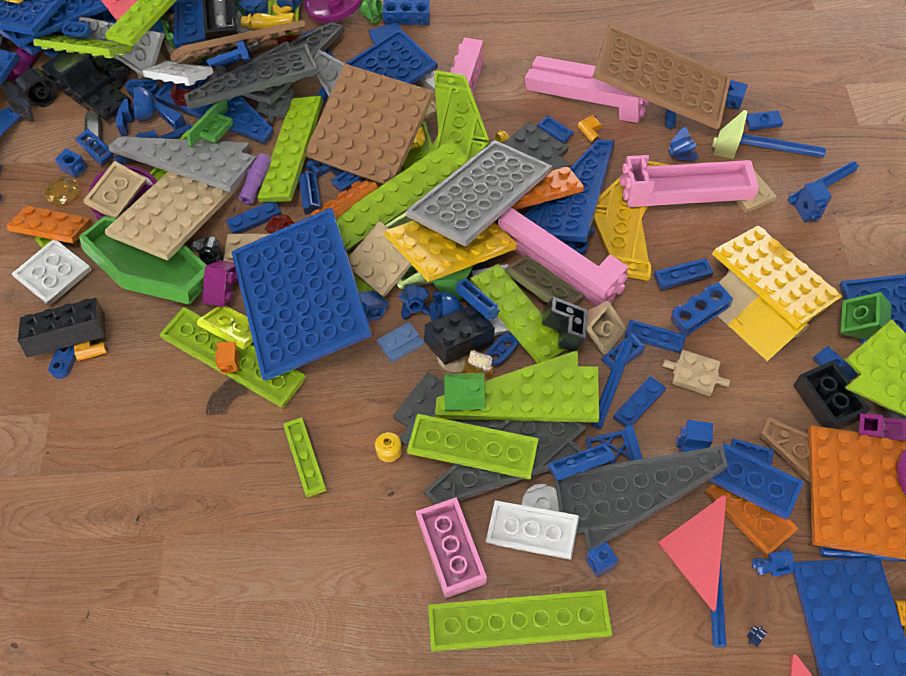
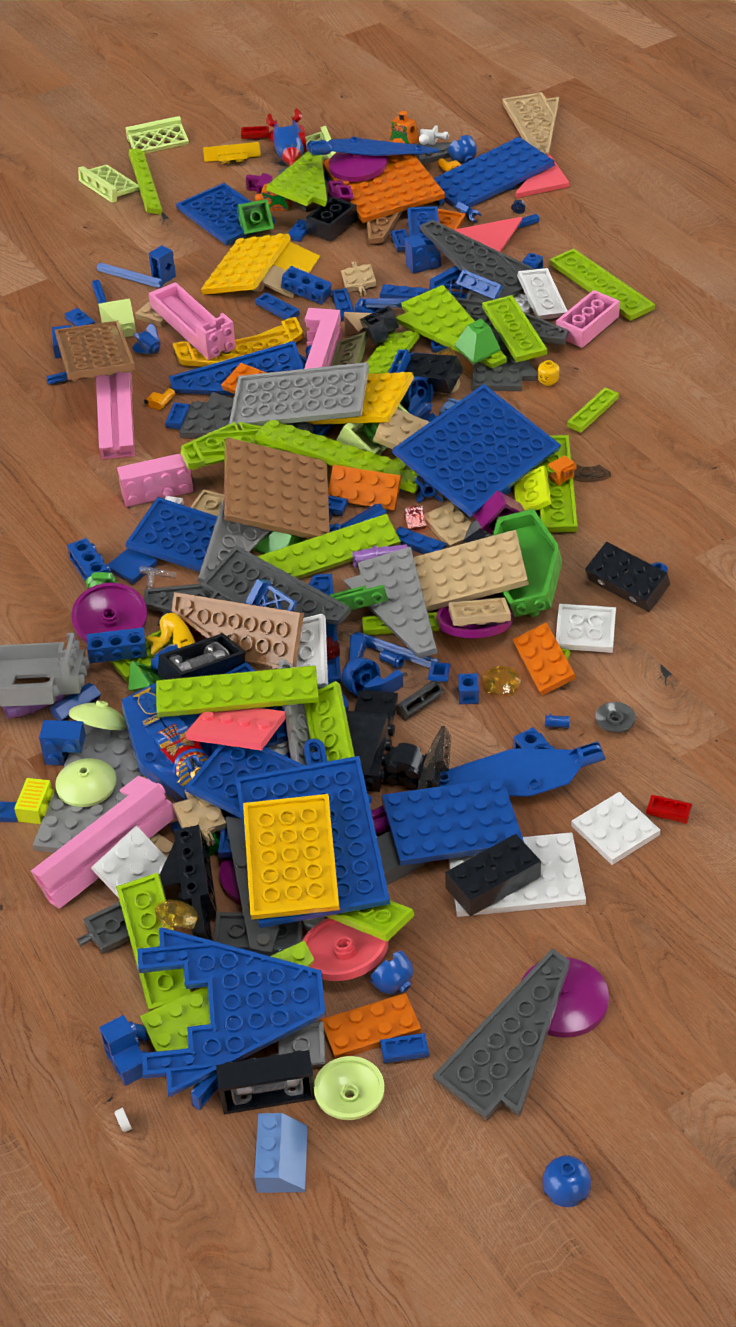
camera: 120 degrees left, 15 degrees down
(364, 43) = (152, 572): none -> clear piece

